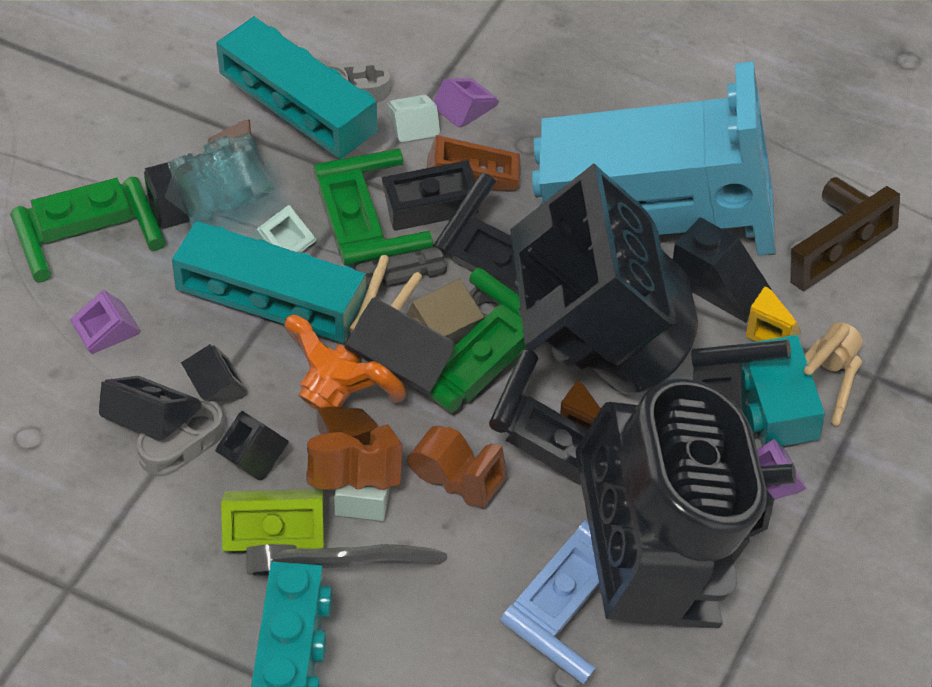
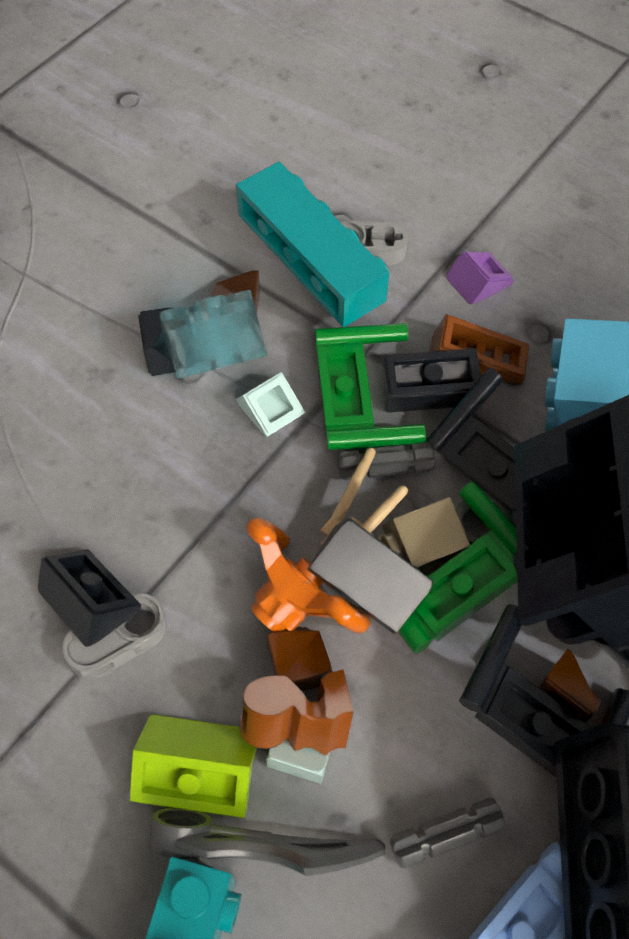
camera: 10 degrees right, 10 degrees up
(80, 212) = (70, 347): green plate -> none
(104, 322) = (68, 478): medium lavender slope -> none
(213, 375) = (163, 569): black slope -> none
(251, 445) = (189, 662): black slope -> none
(268, 280) = (245, 460): teal brick -> none
(414, 118) = (426, 288): light aqua slope -> none
(447, 459) = (407, 725): dark orange leg -> none
(496, 534) = (447, 832): none -> dark grey axle

